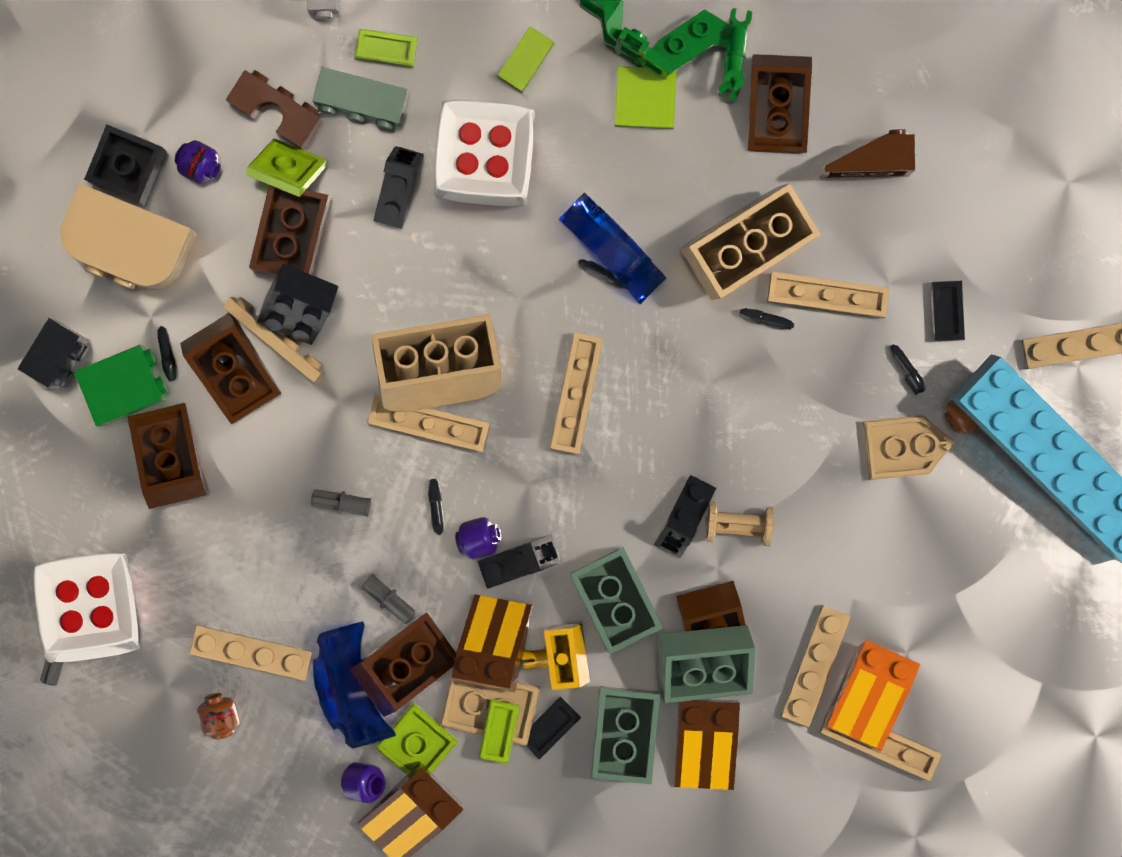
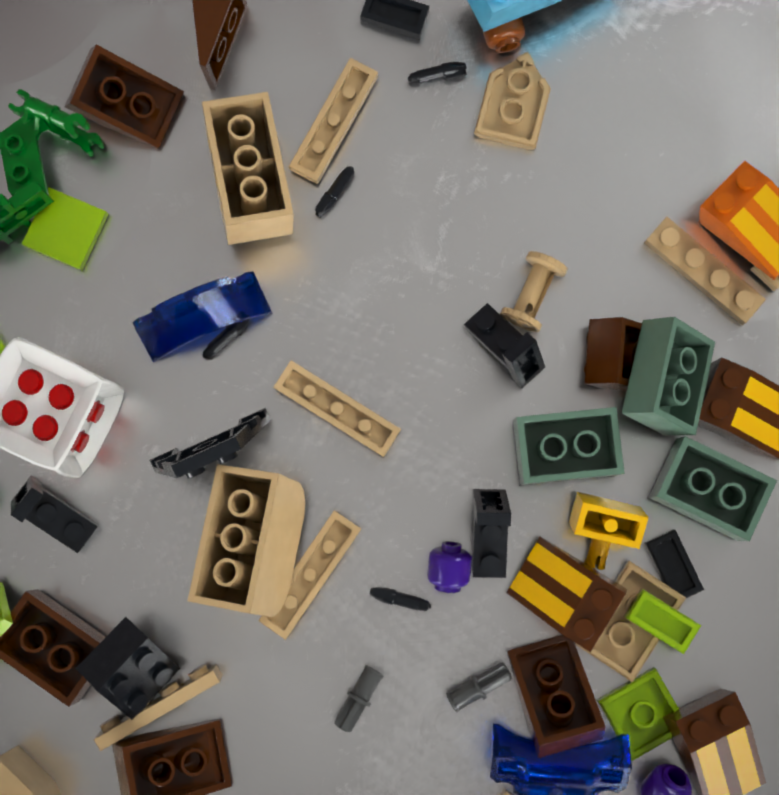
camera: 70 degrees left, 5 degrees down
(504, 309) = (219, 447): none -> black wing

